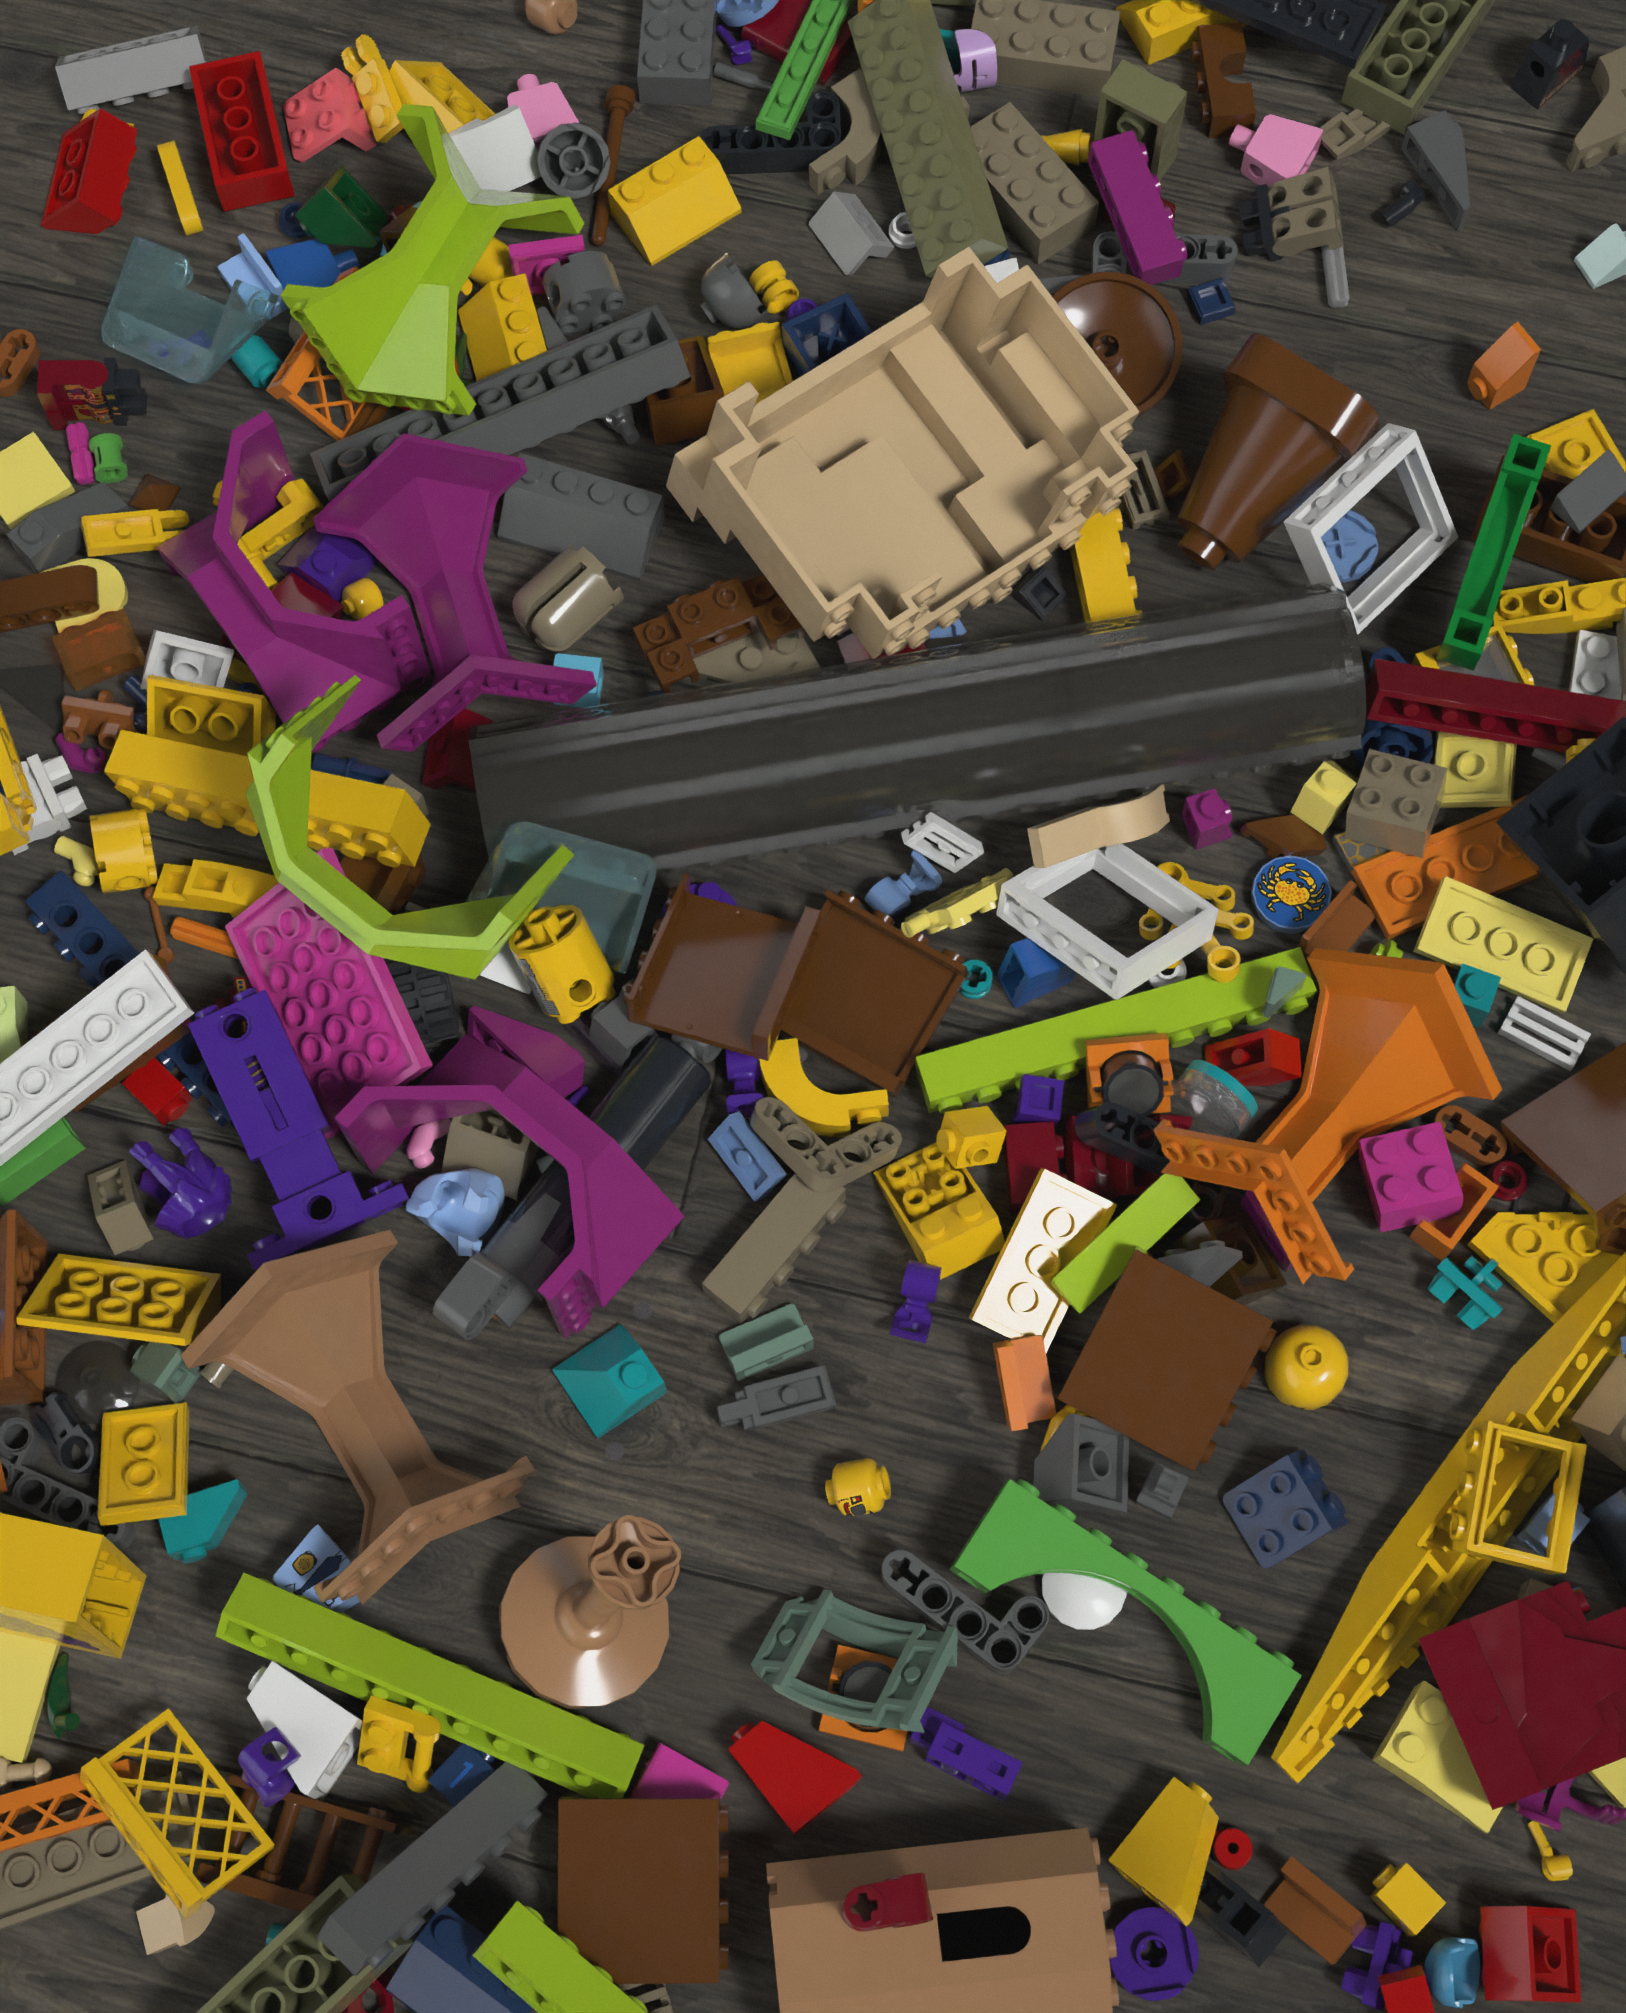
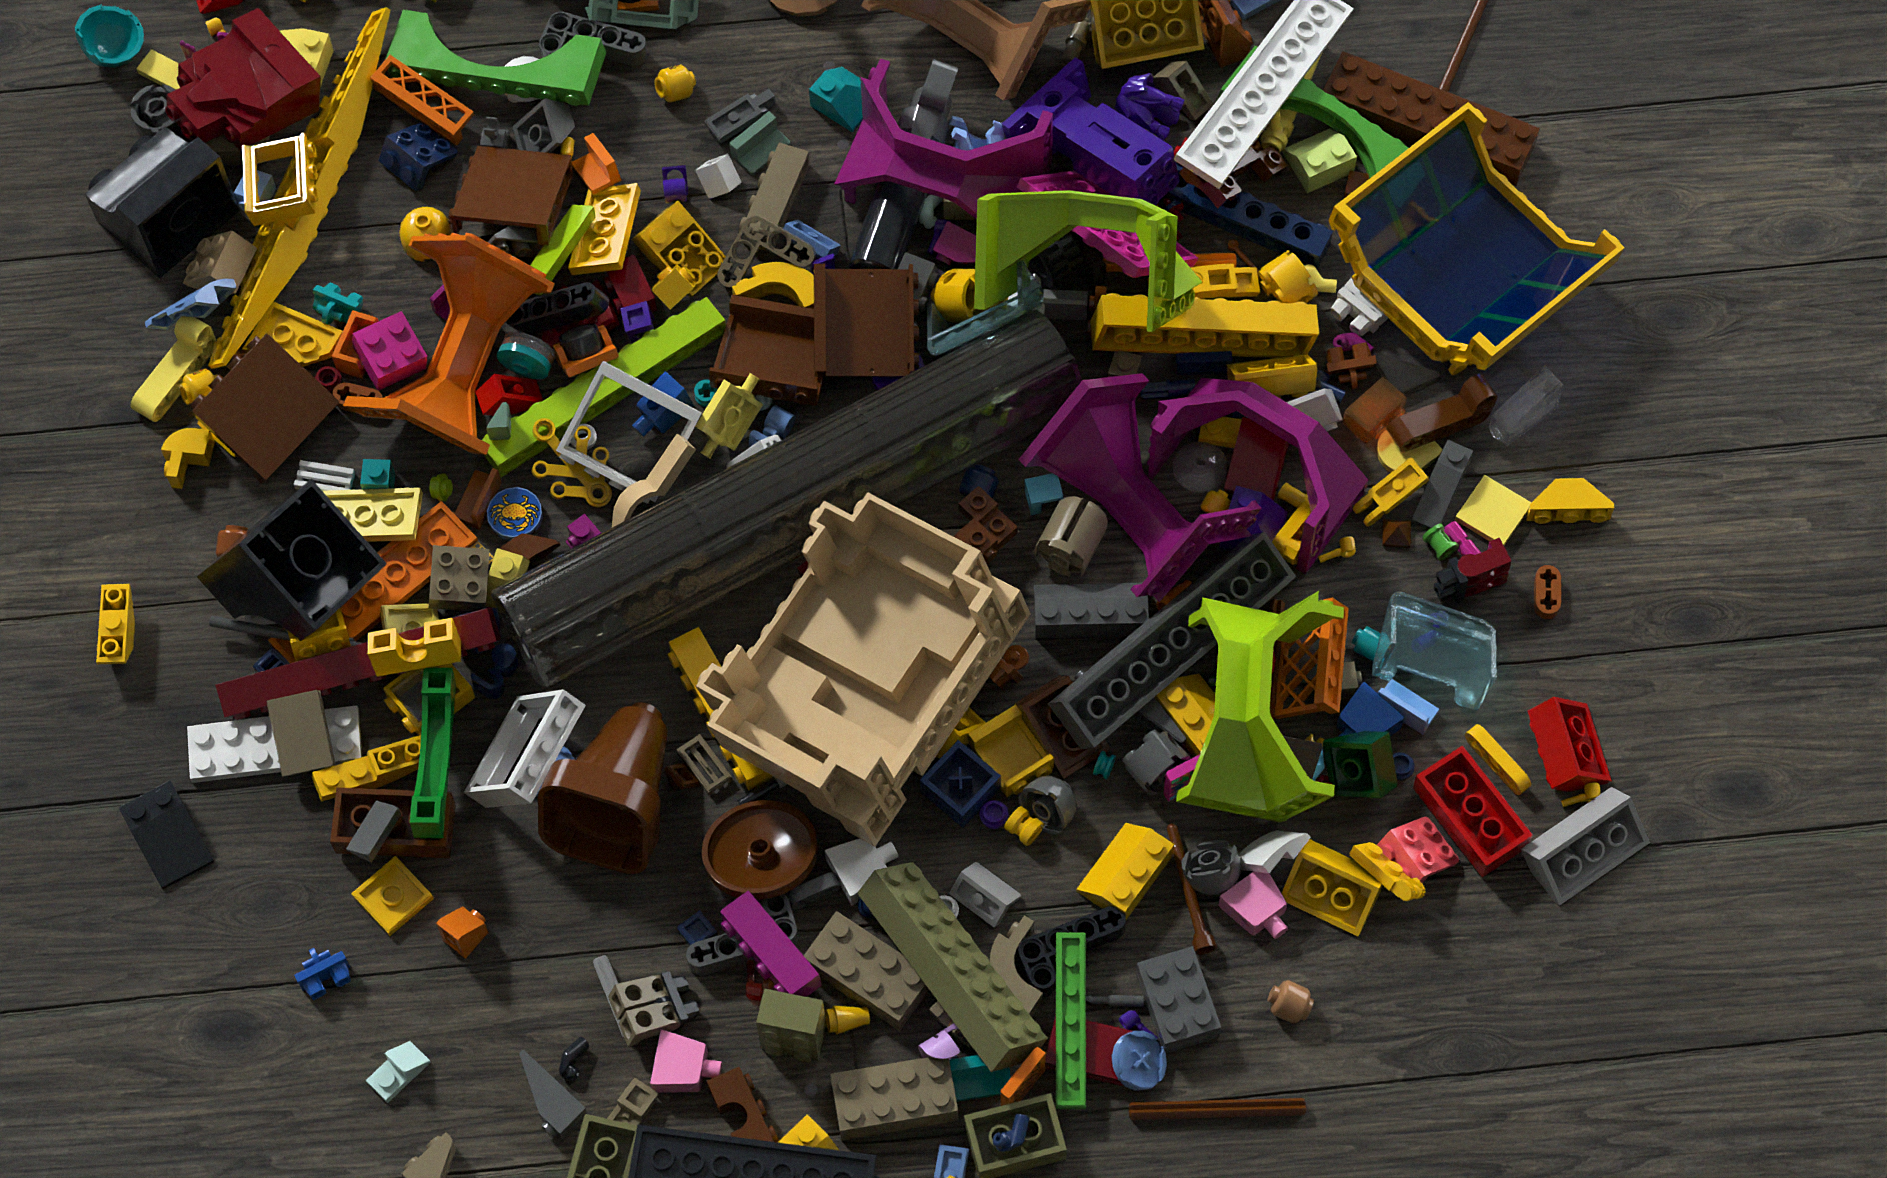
camera: 160 degrees right, 5 degrees down
(845, 1307) = (718, 176): none -> white panel
(1265, 1582) = (417, 108): none -> orange fence
(1491, 669) = (394, 654): none -> yellow arch

